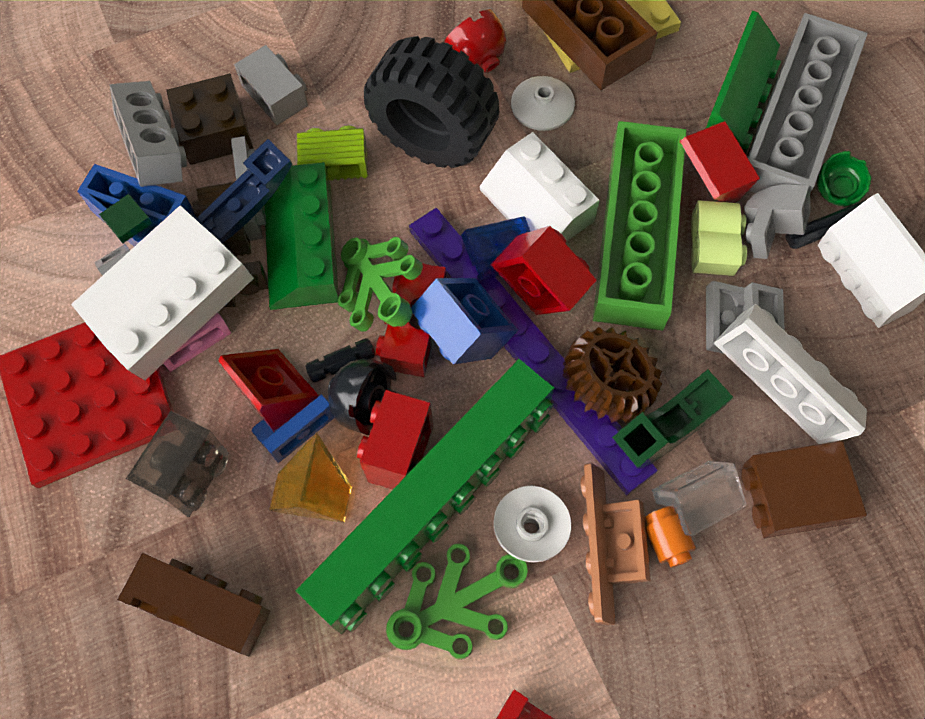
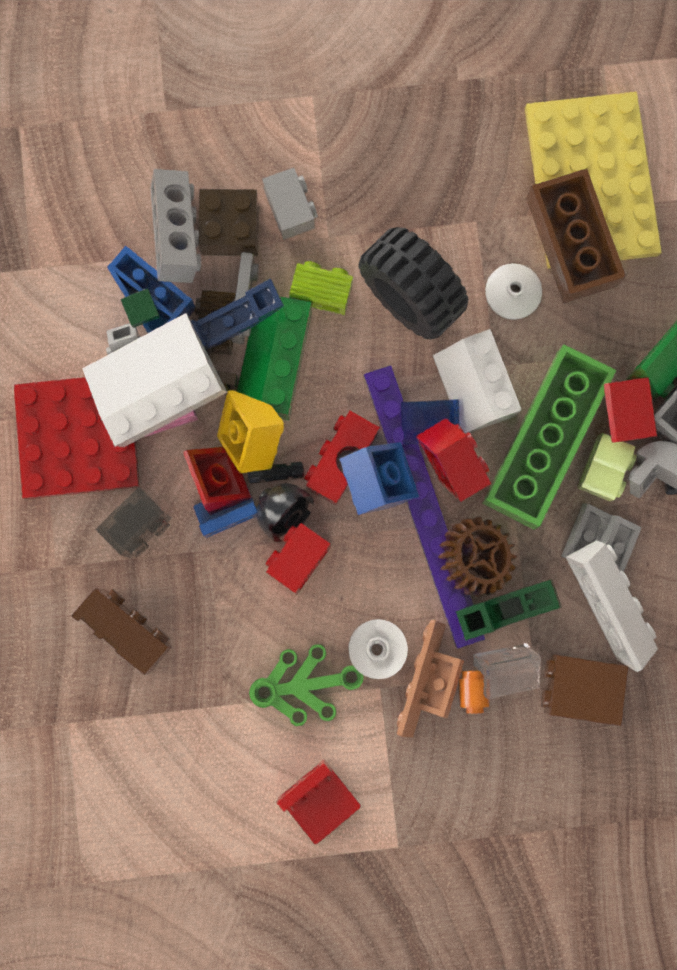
camera: 15 degrees right, 15 degrees up
(294, 317) = (249, 432): none -> yellow slope
(312, 485) = (226, 566): clear yellow slope -> none
(357, 258) = (316, 388): bright green plant -> none
(427, 498) = (309, 607): green brick -> none
(480, 40) = (475, 224): red cylinder -> none

